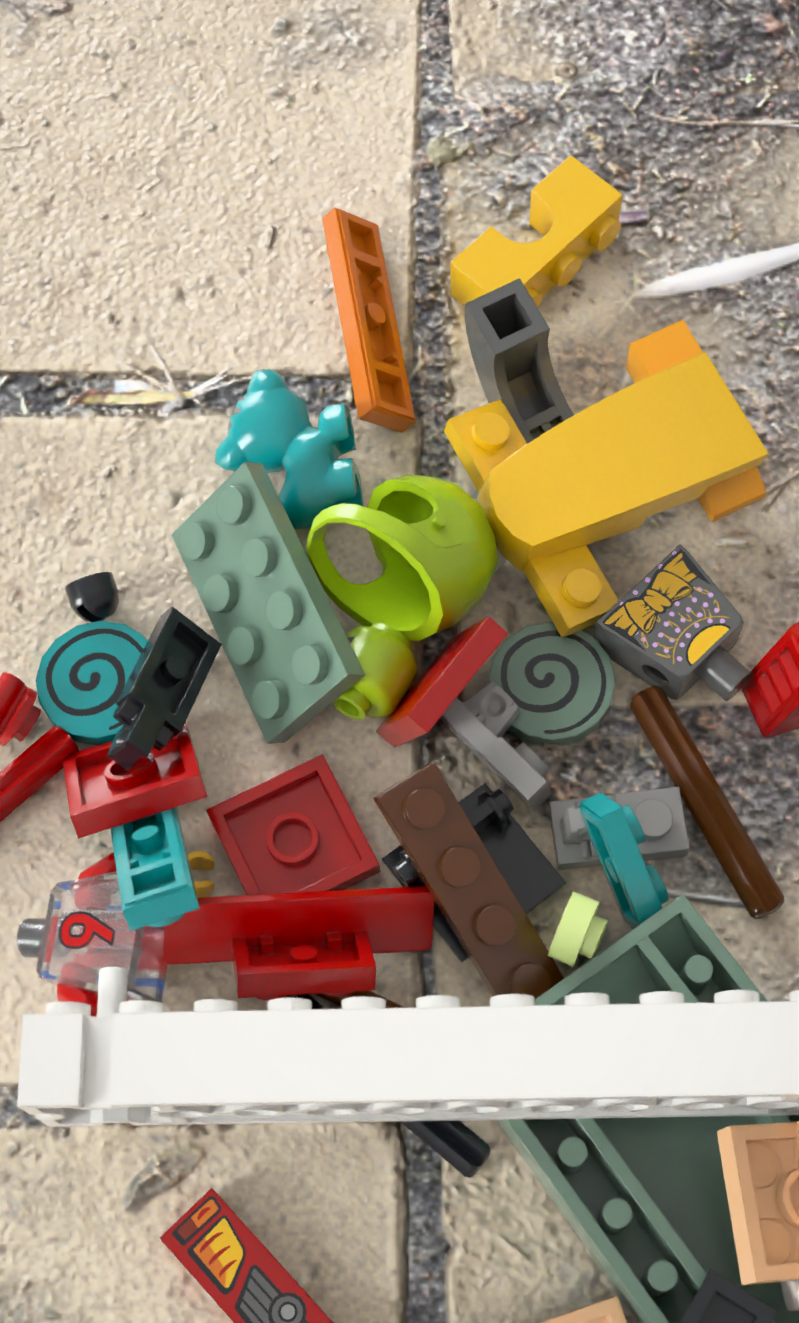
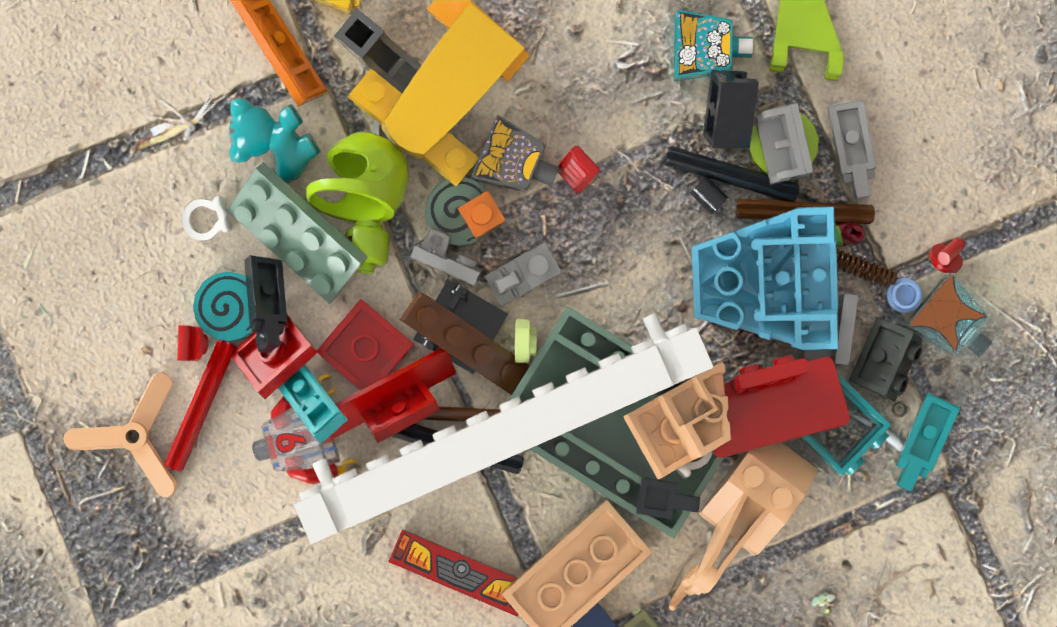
camera: 25 degrees left, 20 degrees up
(93, 596) = (204, 263): black hinge -> none
(155, 553) = (222, 225): none -> white piece
(442, 682) = (406, 242): red tile -> none
(588, 696) = (481, 214): none -> orange plate
(616, 841) = (525, 289): teal hinge -> none
(707, 803) = (560, 242): reddish brown axle -> none

